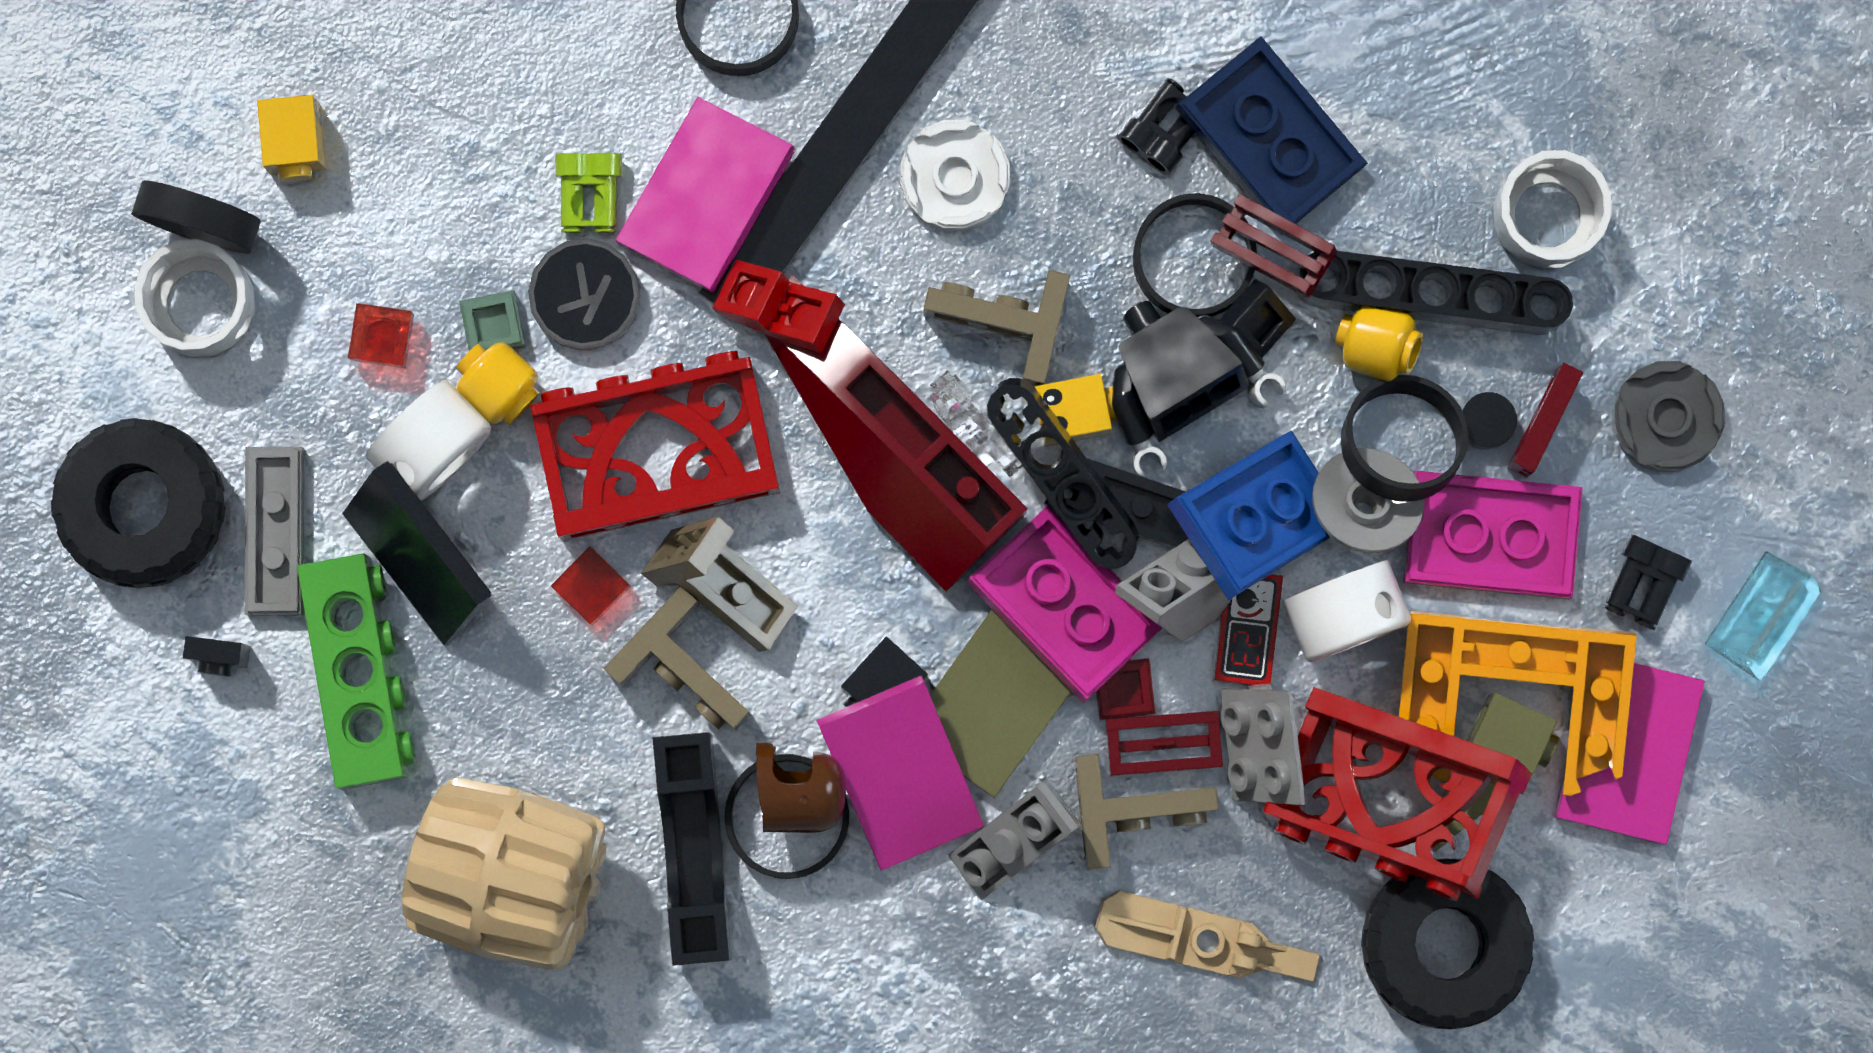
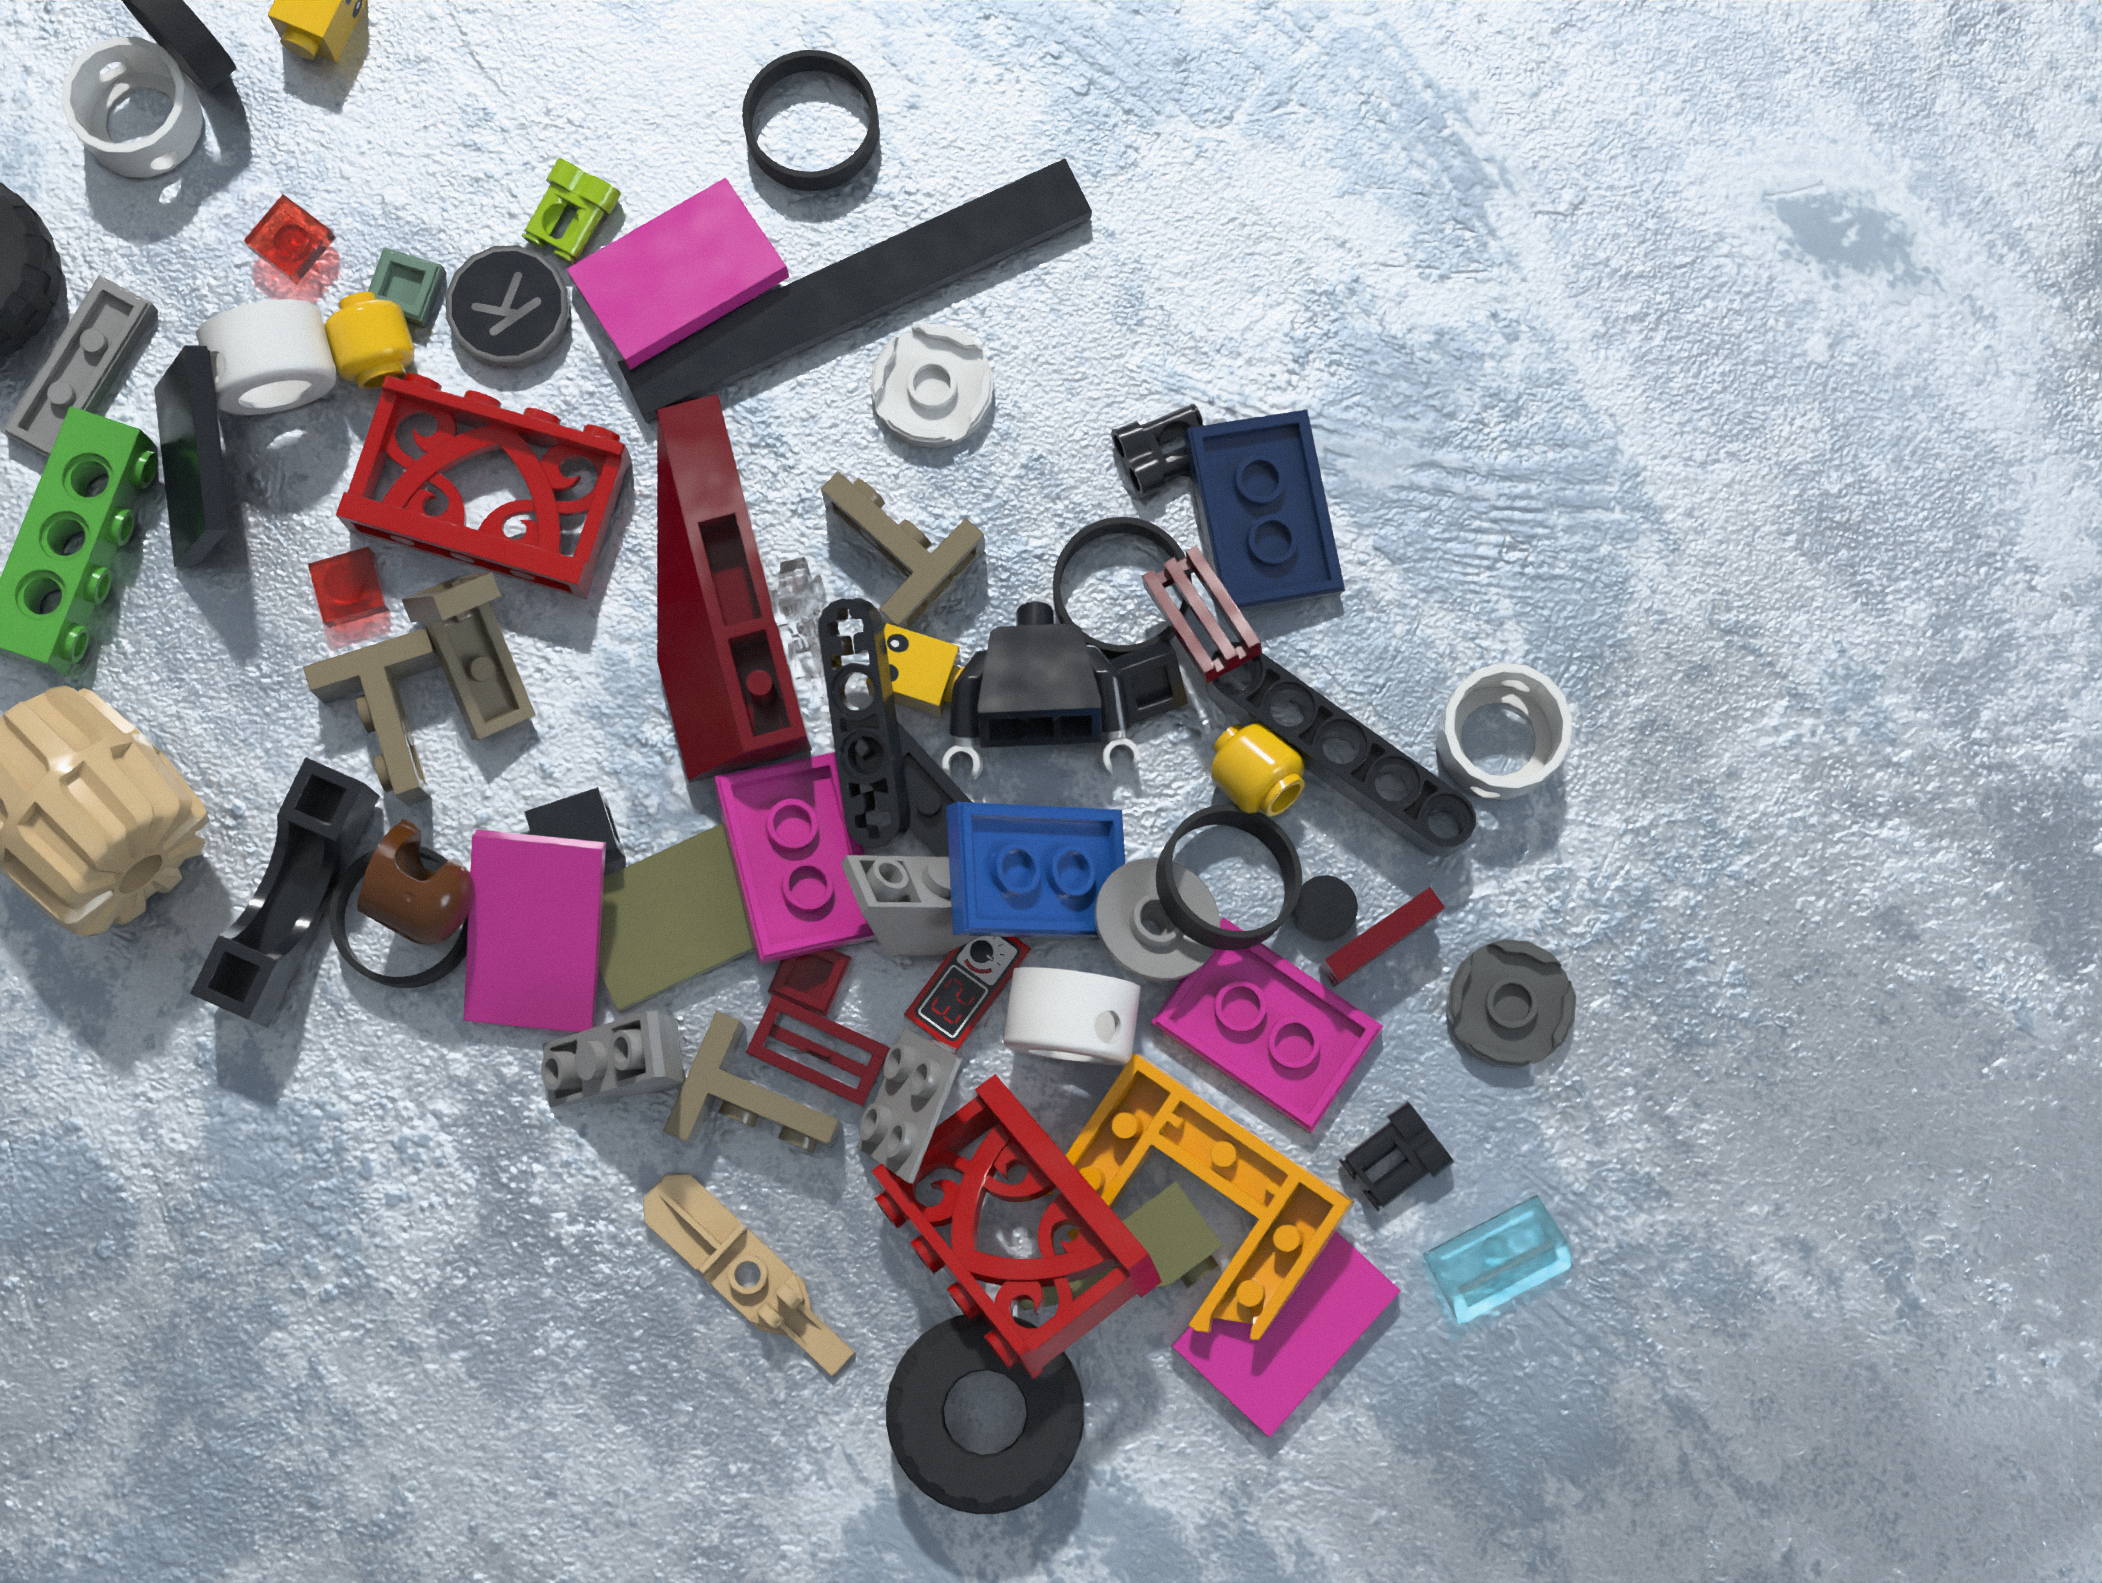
camera: 30 degrees right, 5 degrees down
(778, 307) = (682, 413): red slope -> none

